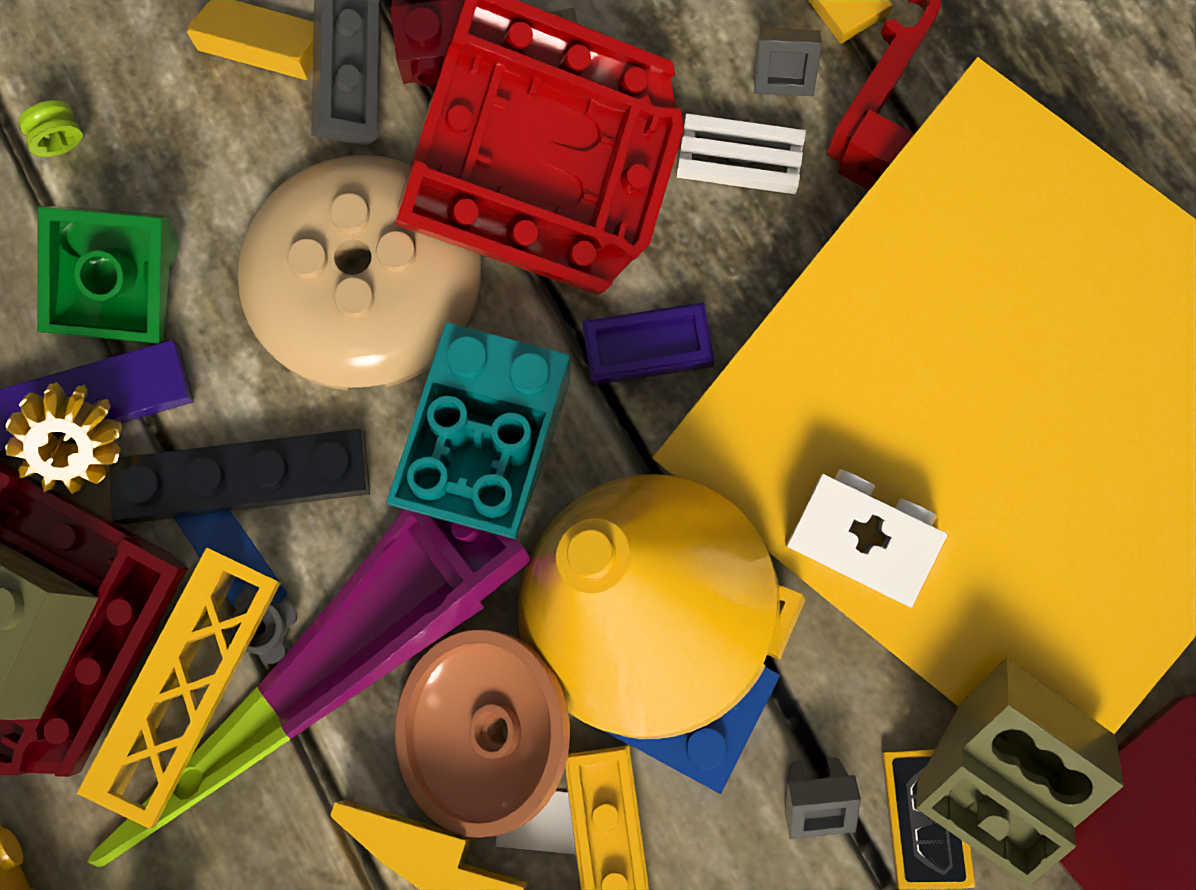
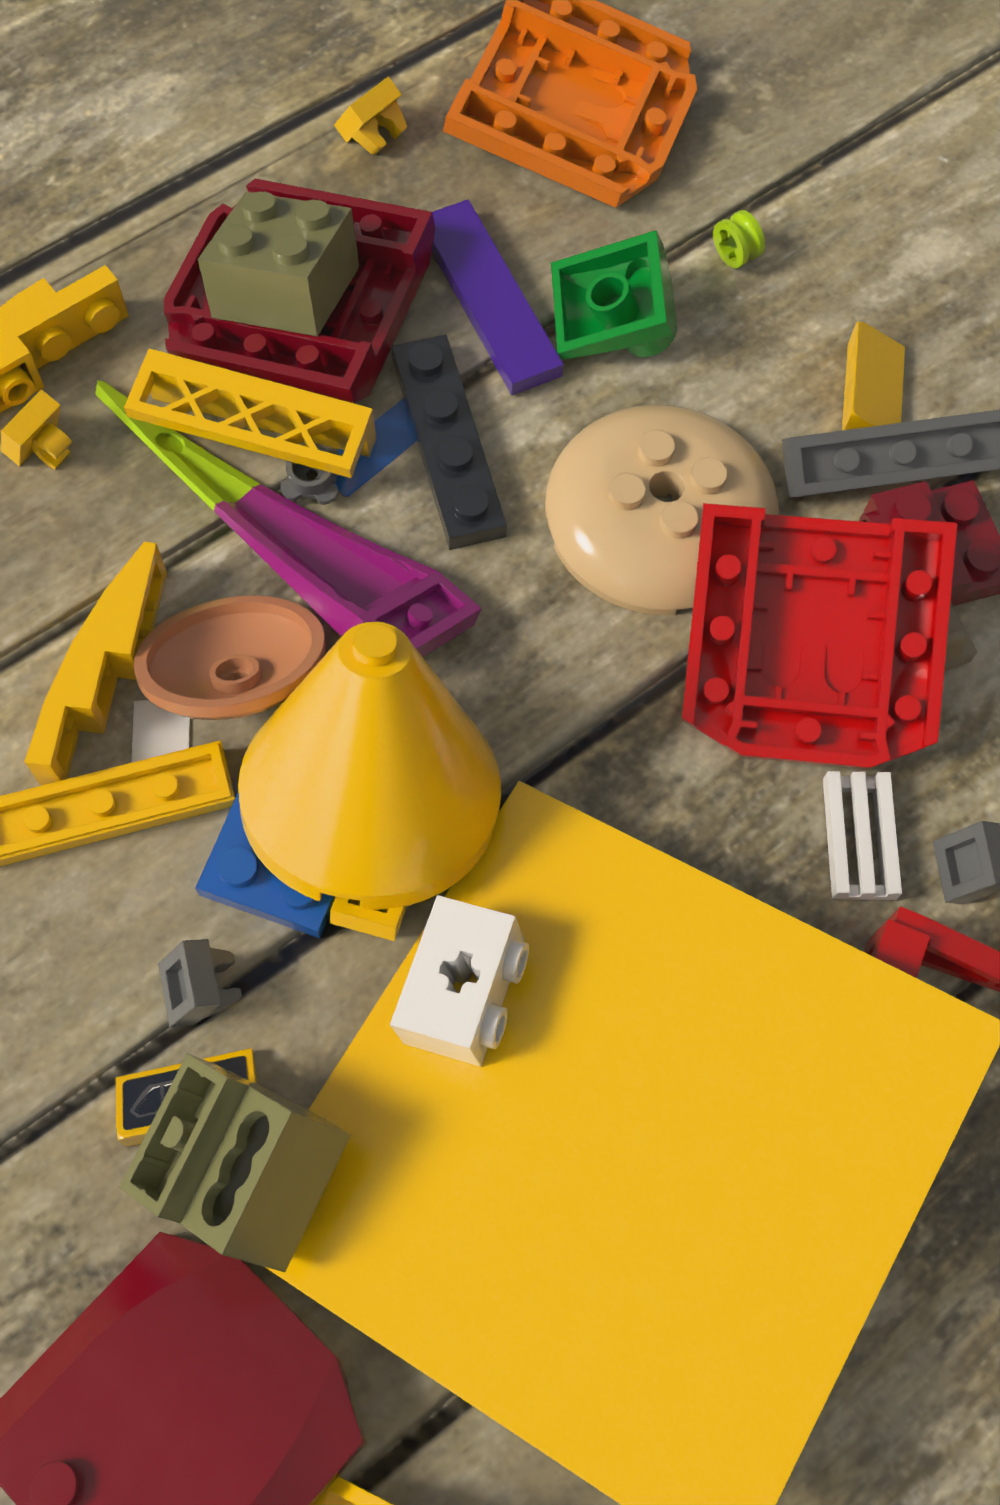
camera: 75 degrees right, 10 degrees down
(51, 456) = (455, 290): yellow gear -> none
(481, 430) = (516, 617): teal slope -> none
(648, 343) = (639, 771): dark purple tile -> none

